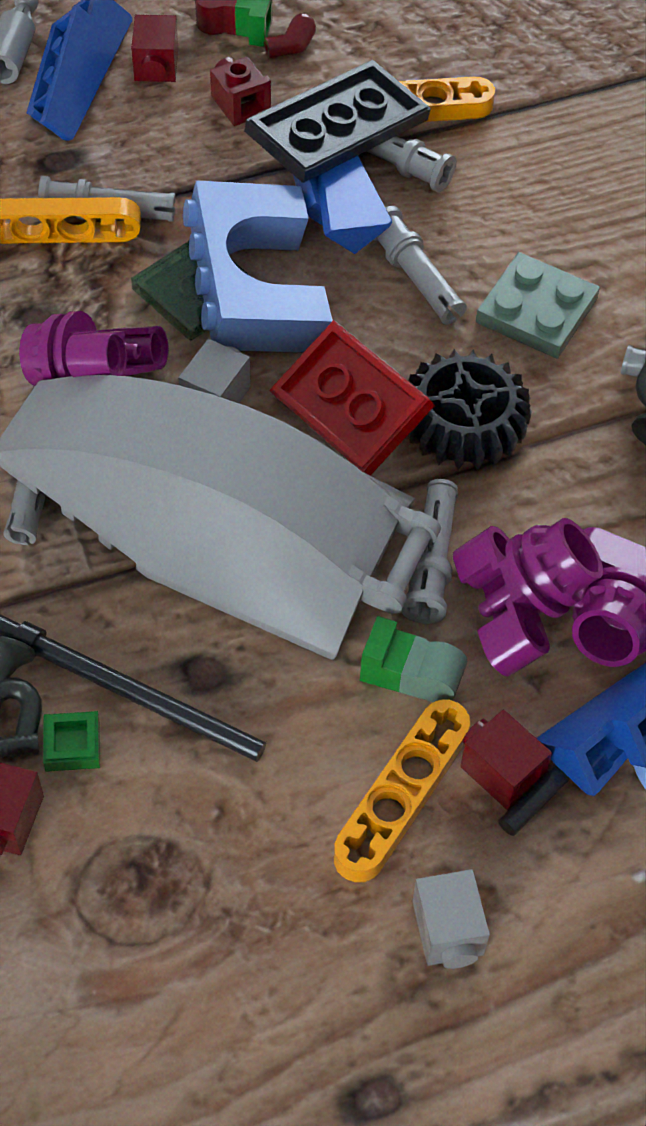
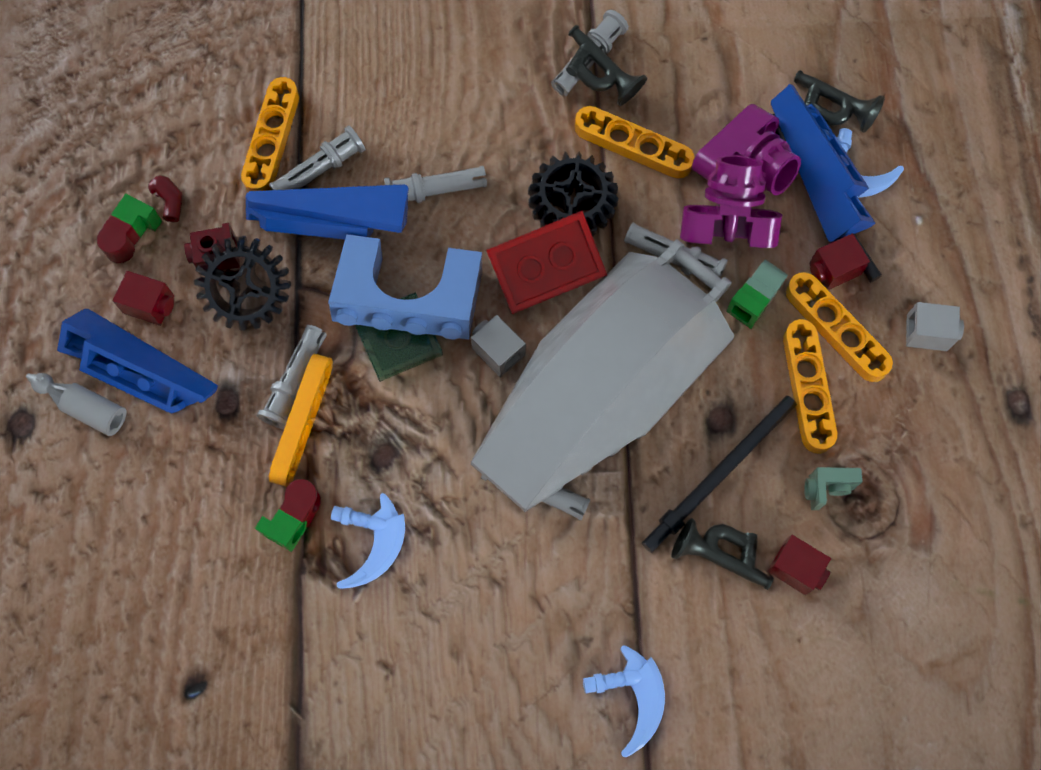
camera: 70 degrees left, 15 degrees up
(71, 741) = (753, 513): green tile -> none
(74, 347) = (454, 427): magenta beam -> none
(138, 812) = (835, 480): none -> sand green bracket
(207, 118) = (233, 310): none -> black gear
(287, 761) = (814, 385): none -> light orange beam
(337, 120) = (290, 189): black tile -> none
(537, 305) = (492, 123): sand green plate -> none
(583, 463) = (631, 146): none -> light orange beam

